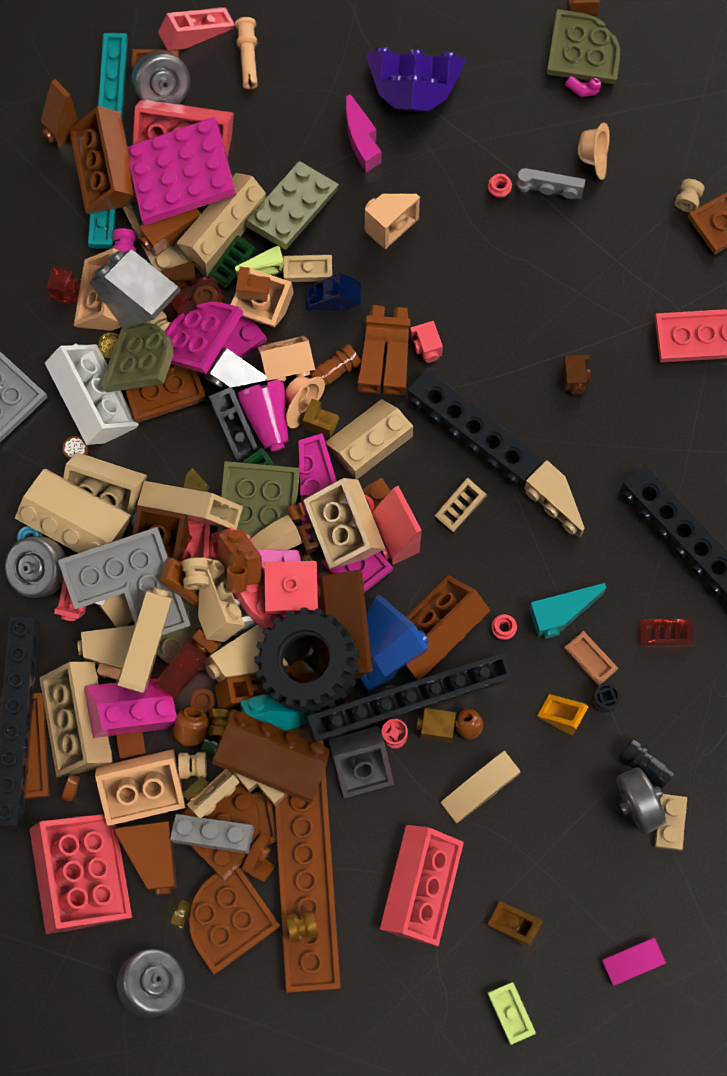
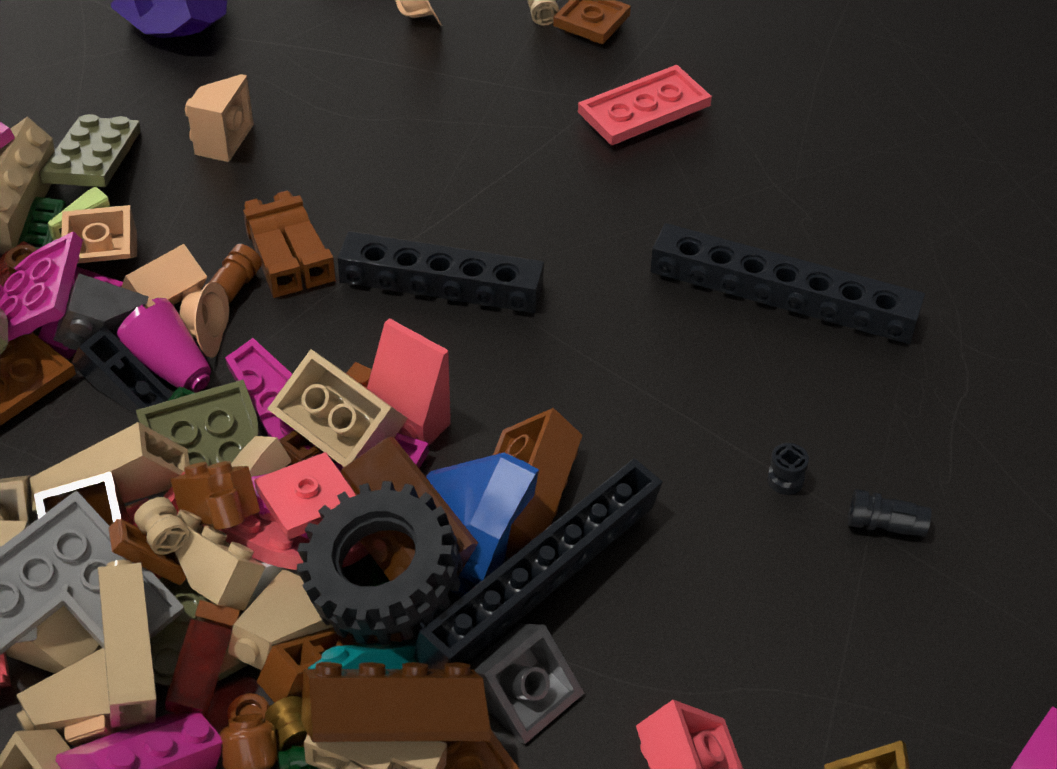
camera: 30 degrees left, 25 degrees down
(251, 286) = (85, 223): dark orange panel -> none
(296, 512) = (266, 427): dark orange hand -> none
(307, 268) = (148, 200): tan plate -> none
(319, 420) = (232, 337): pearl gold panel -> none
(334, 293) = (189, 211): clear blue slope -> none
(362, 135) = (144, 72): dark pink slope -> none
(370, 438) = (322, 322): tan slope -> none
(396, 729) = (553, 616): coral wheel -> none
(426, 341) = (331, 214): coral brick -> none
(436, 725) = (598, 590): pearl gold brick -> none
(467, 484) = (478, 329): tan slope -> none
(469, 724) = (639, 570): dark orange piece -> none
(480, 787) = (703, 636): tan slope -> none
(499, 179) = (330, 63): coral plate -> none
(504, 619) = (609, 451): coral plate -> none
(550, 183) = (387, 42): light grey plate -> none
(553, 492) = (582, 297): tan slope -> none
(559, 611) = (663, 407): teal slope -> none
(562, 713) = (751, 507): light orange slope -> none
(576, 373) = (525, 182): reddish brown brick -> none
(591, 658) = (737, 441): nougat tile -> none
(641, 800) = (917, 546): flat silver wheel -> none
(668, 642) = (821, 358): clear red slope -> none
(672, 833) = (965, 569): tan plate -> none

